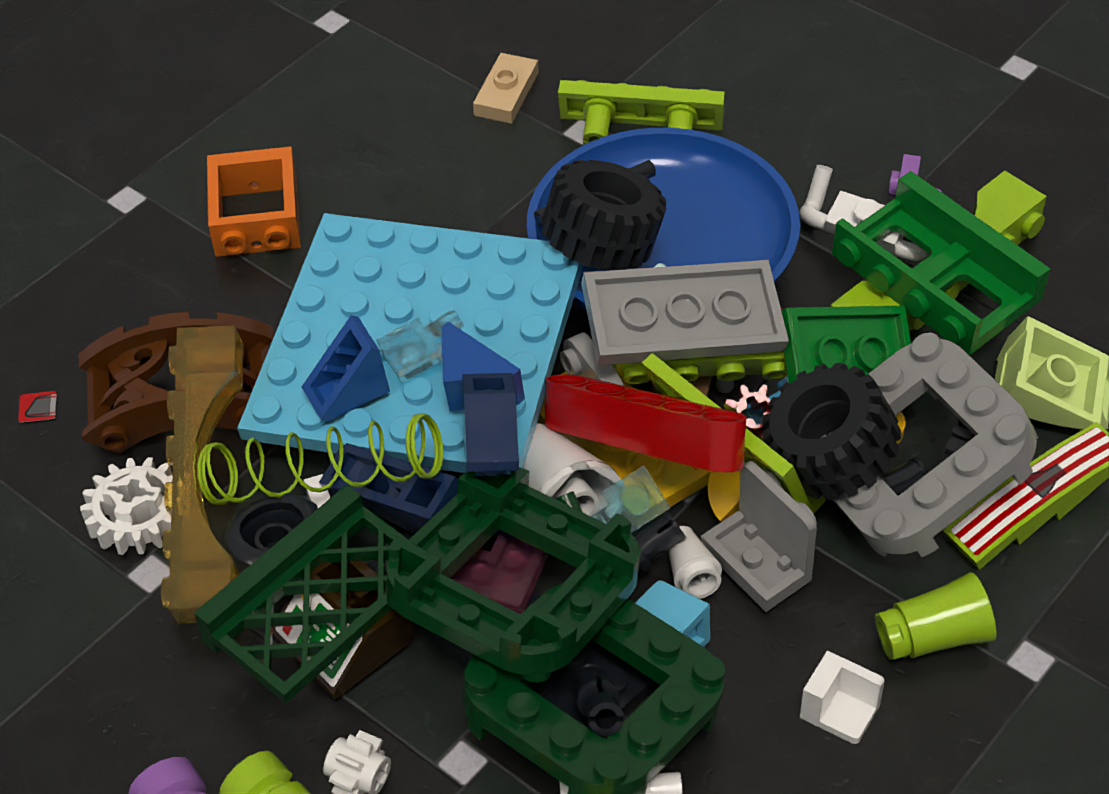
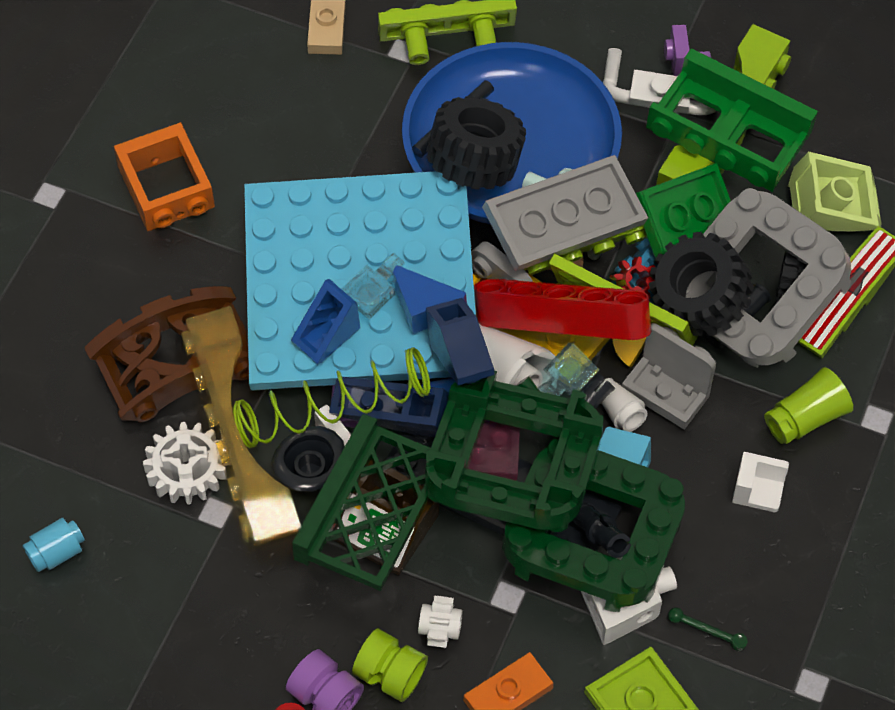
camera: 20 degrees left, 10 degrees up
(37, 406) = (61, 397): sticker -> none

